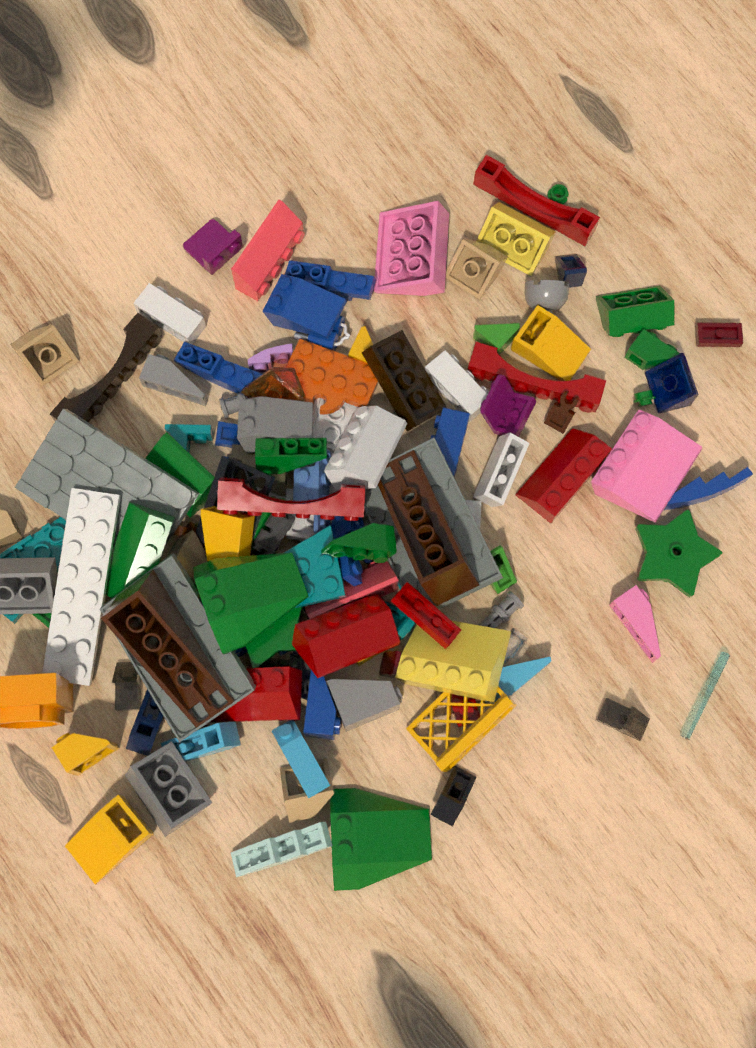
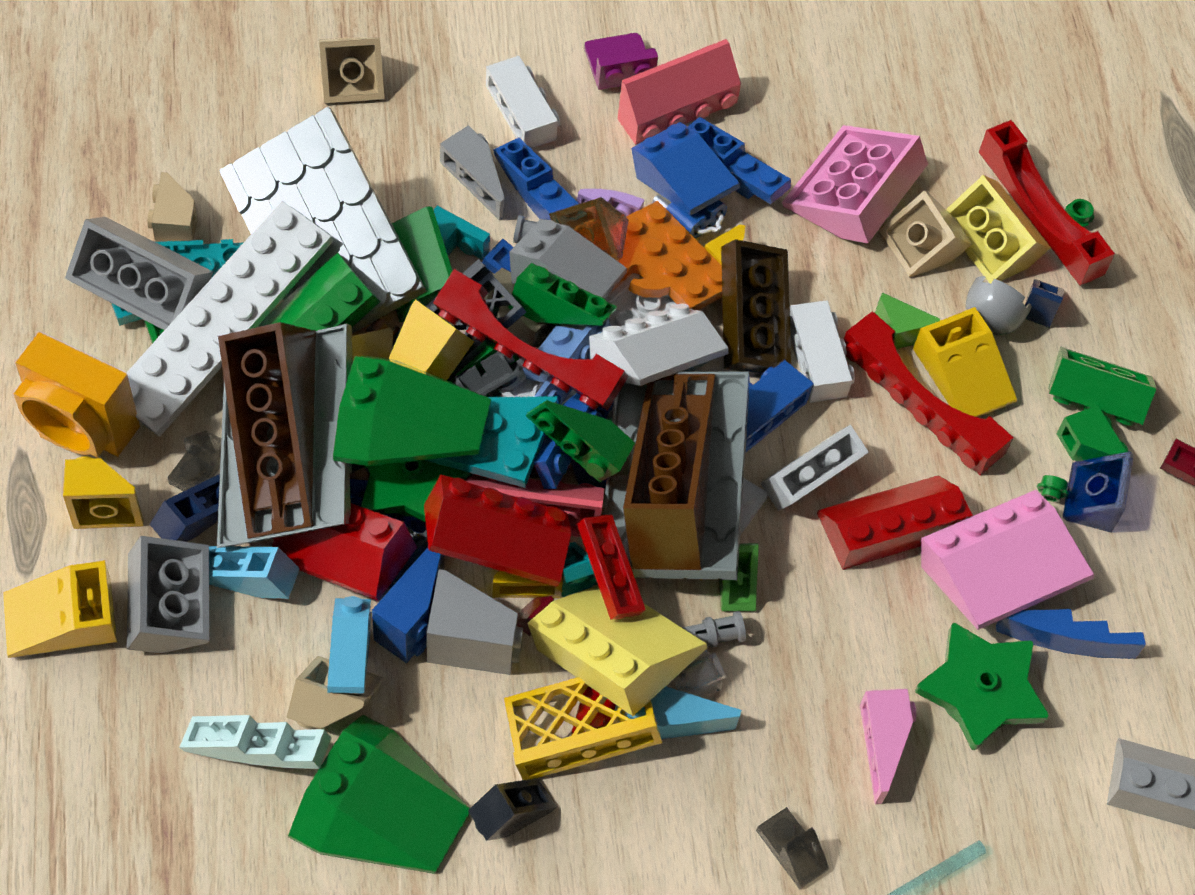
camera: 25 degrees right, 15 degrees down
(140, 339) = (470, 106): dark brown arch -> none
(505, 409) = (861, 400): magenta bracket -> none
(560, 414) = (931, 449): reddish brown plate -> none

